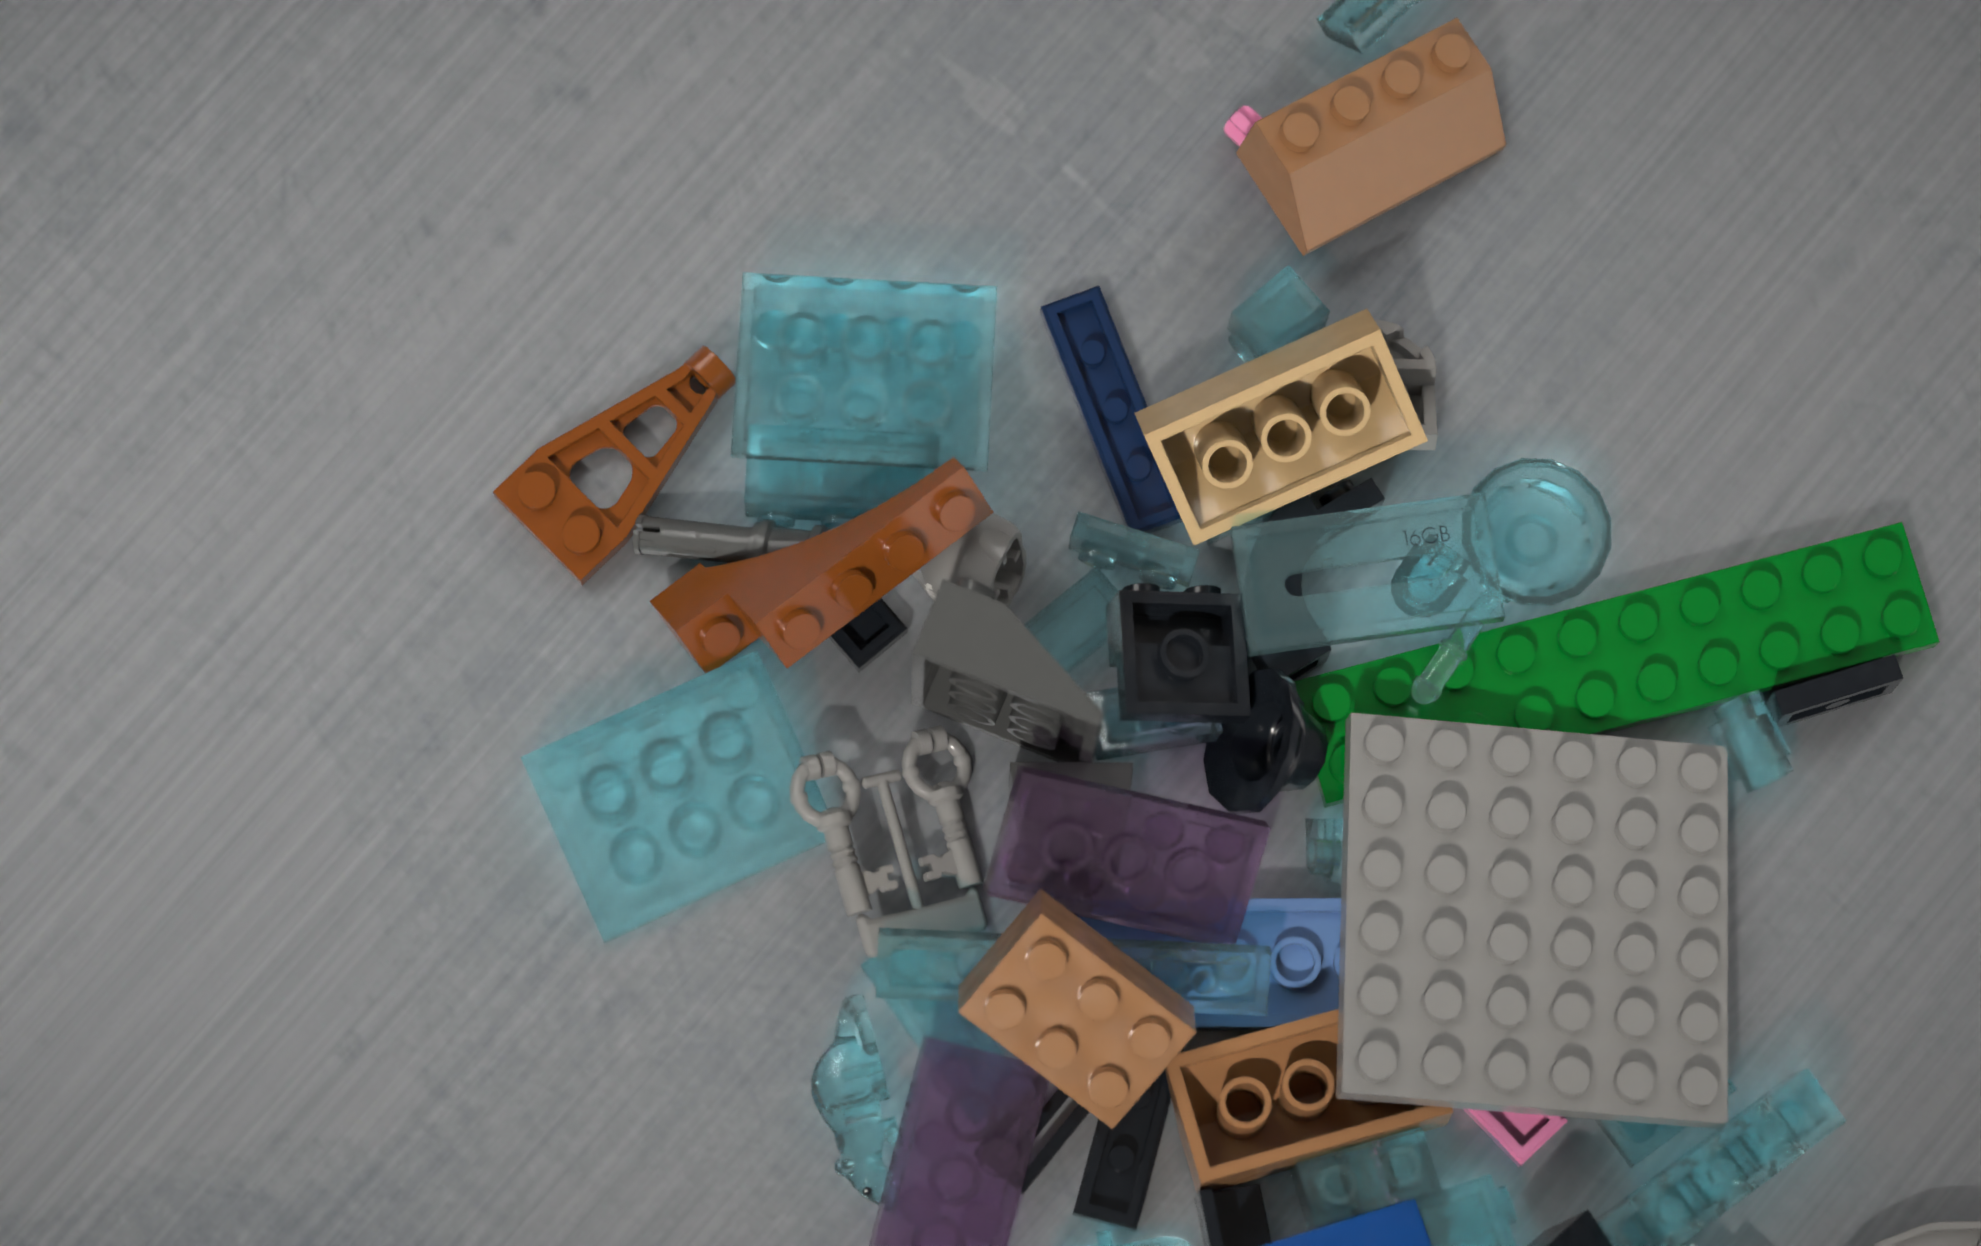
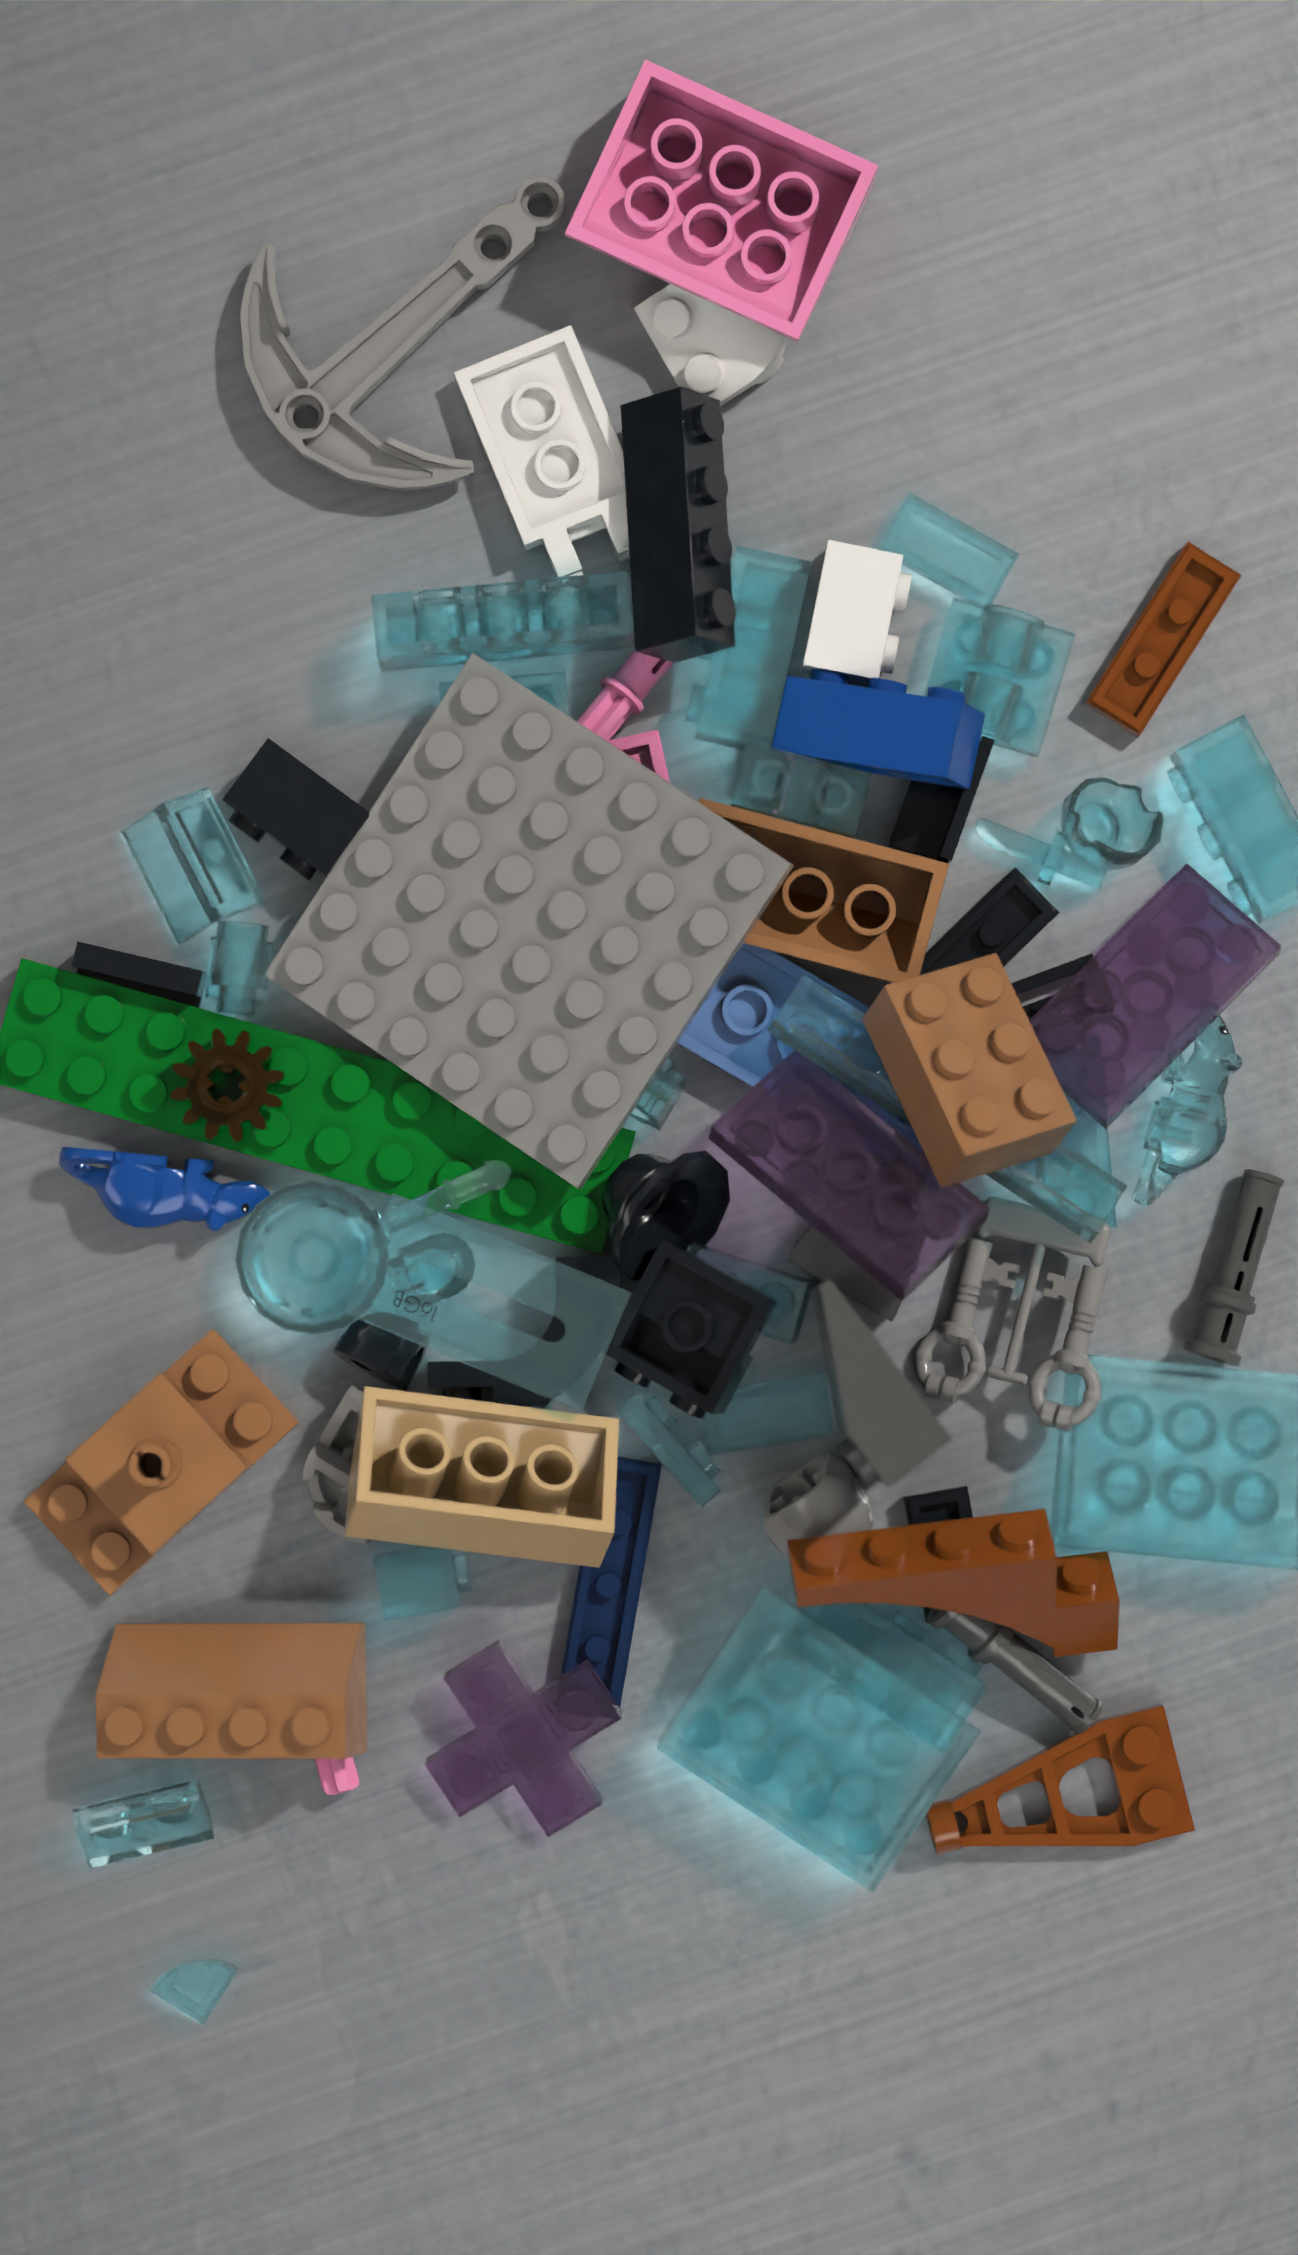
camera: 145 degrees left, 10 degrees up
(726, 960) = (1229, 1297): none -> dark grey pin
(1110, 243) = (523, 1738): none -> clear purple plate
(1426, 484) = (380, 1353): none -> black piece
(1553, 299) = (161, 1461): none -> medium nougat brick
(1571, 1169) = (623, 693): none -> bright pink axle
(1705, 510) = (150, 1195): none -> blue animal
(1723, 620) = (224, 1110): none -> dark brown gear
(1791, 905) = (295, 809): none -> black brick
(1845, 811) = (192, 864): none -> clear light blue panel

